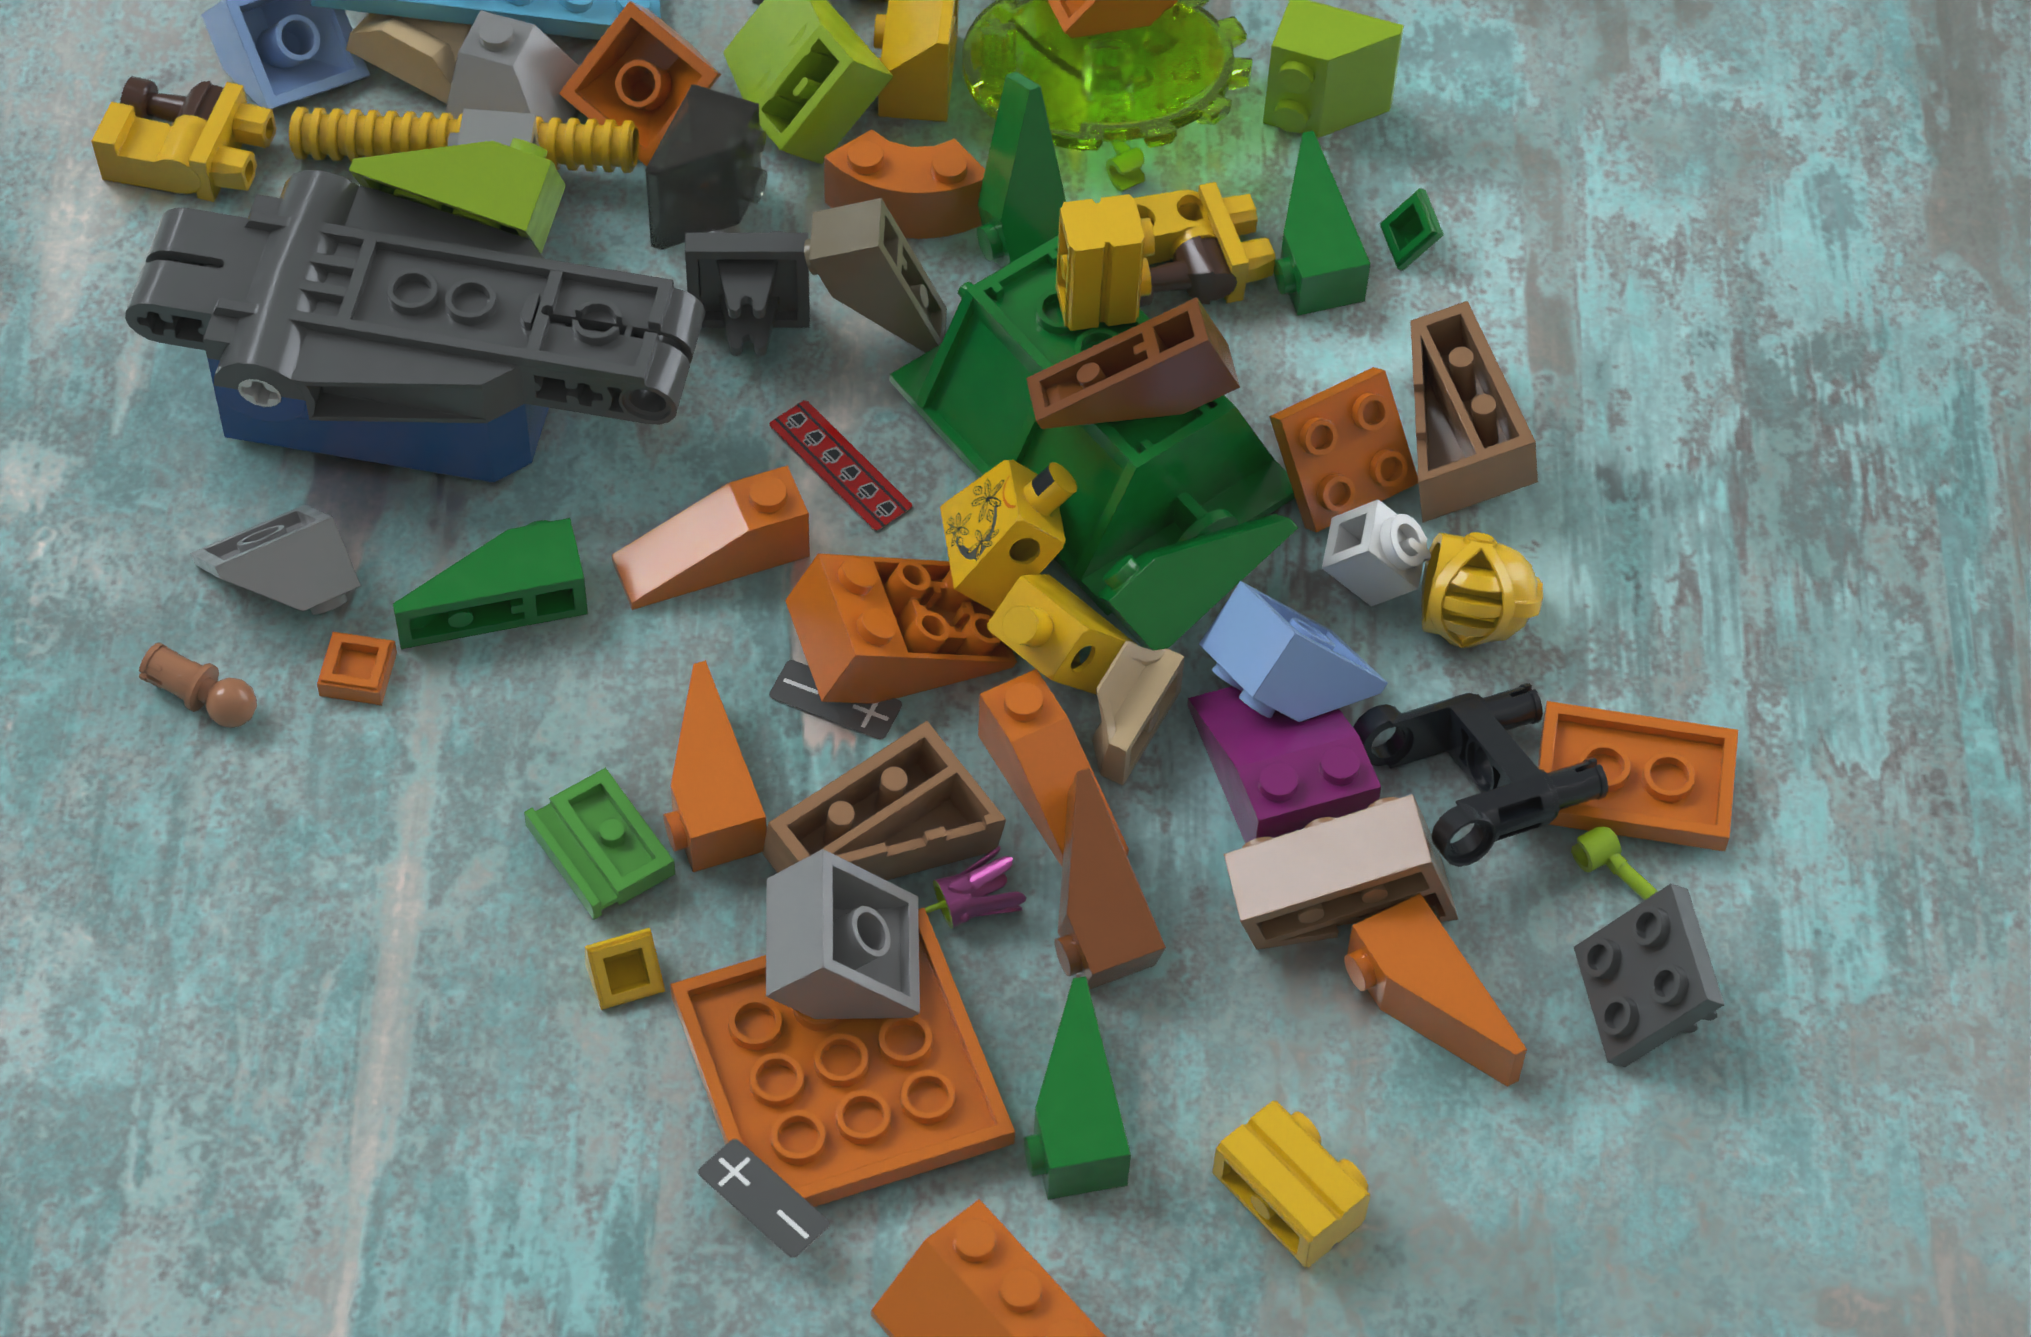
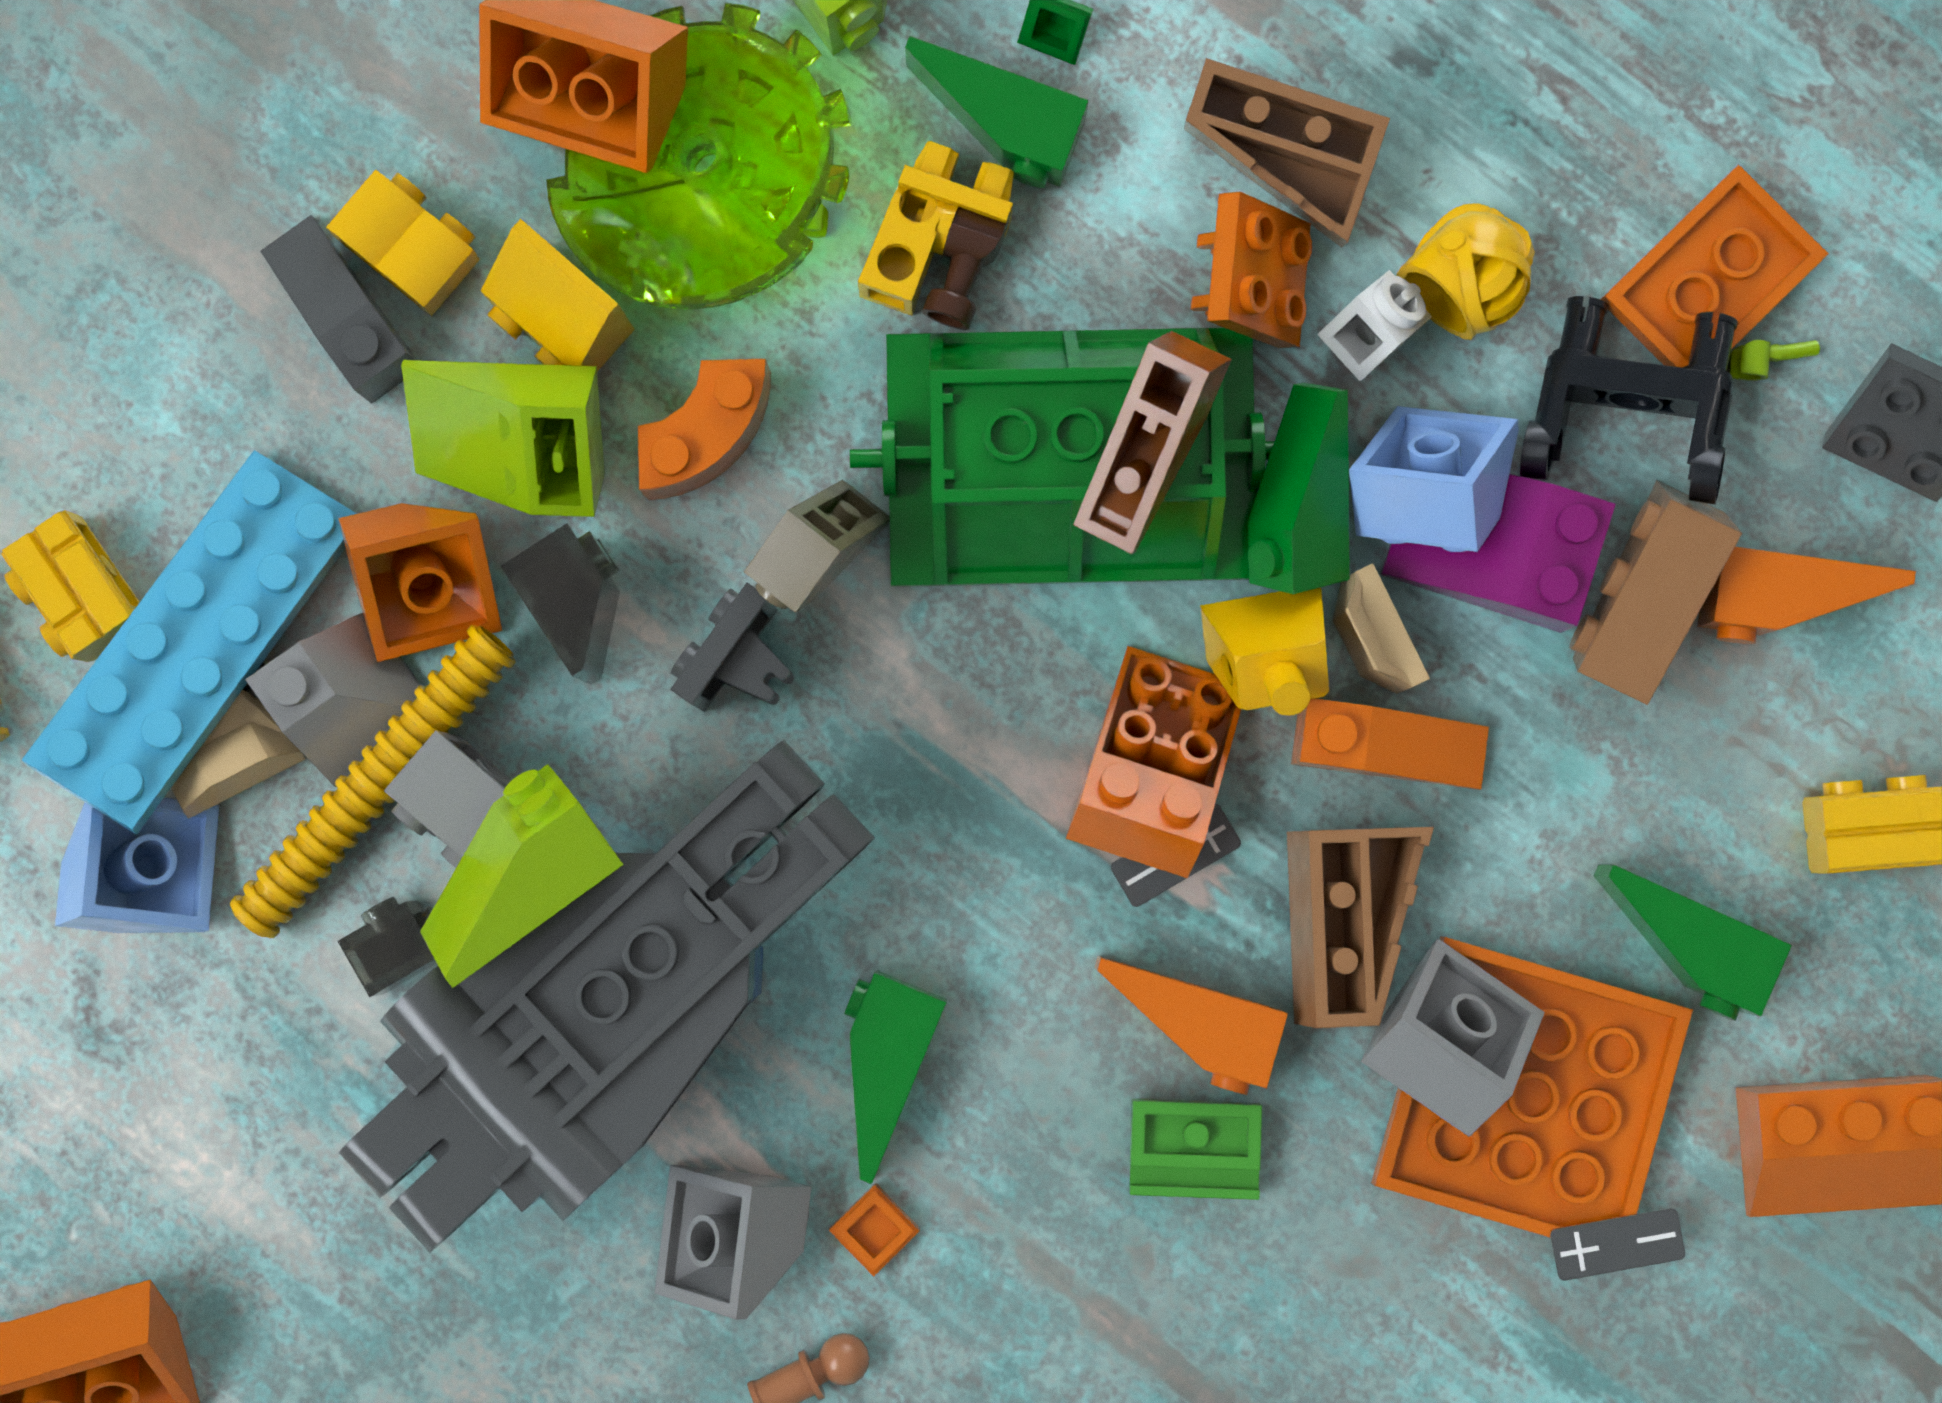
camera: 50 degrees left, 30 degrees up
(194, 153) = (205, 1019): yellow hips -> none
(624, 968) = (1321, 1204): yellow slope -> none
(718, 539) = (962, 858): orange slope -> none
(840, 465) = (943, 686): red sticker -> none
(964, 894) = (1453, 894): flat silver piece -> none
(1005, 528) = (1150, 622): yellow torso -> none
(1021, 177) = (802, 343): green slope -> none
(1102, 261) = (1029, 383): yellow brick -> none
(1102, 910) = (1541, 799): dark orange slope -> none

